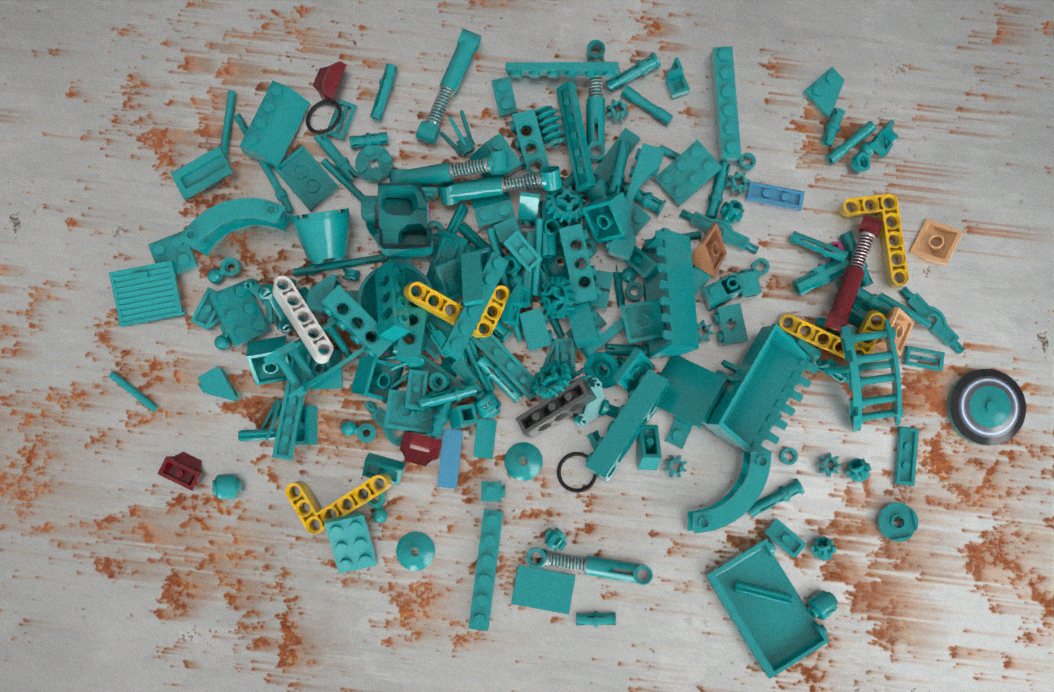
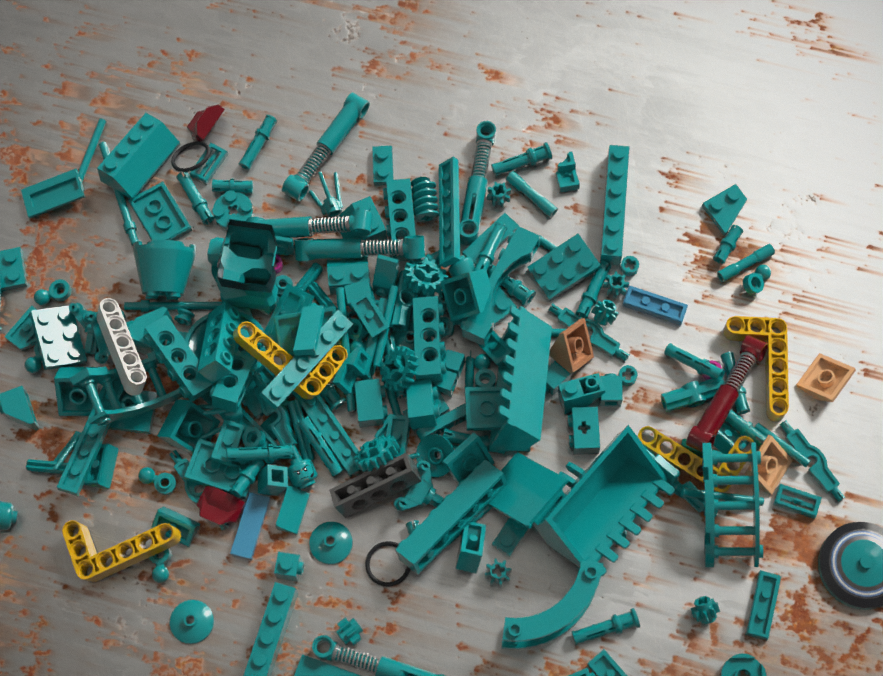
camera: 15 degrees right, 15 degrees down
(231, 216) = (75, 238): teal fence -> none
(341, 178) = (195, 219): teal bar -> none
(351, 542) = (121, 596): teal plate -> none
(567, 69) = (449, 144): teal plate -> none
(705, 328) = (554, 438): teal gear -> none
(784, 460) = (622, 585): teal bush -> none
(828, 470) = (667, 601): teal gear -> none
(884, 139) = (783, 264): teal slope -> none

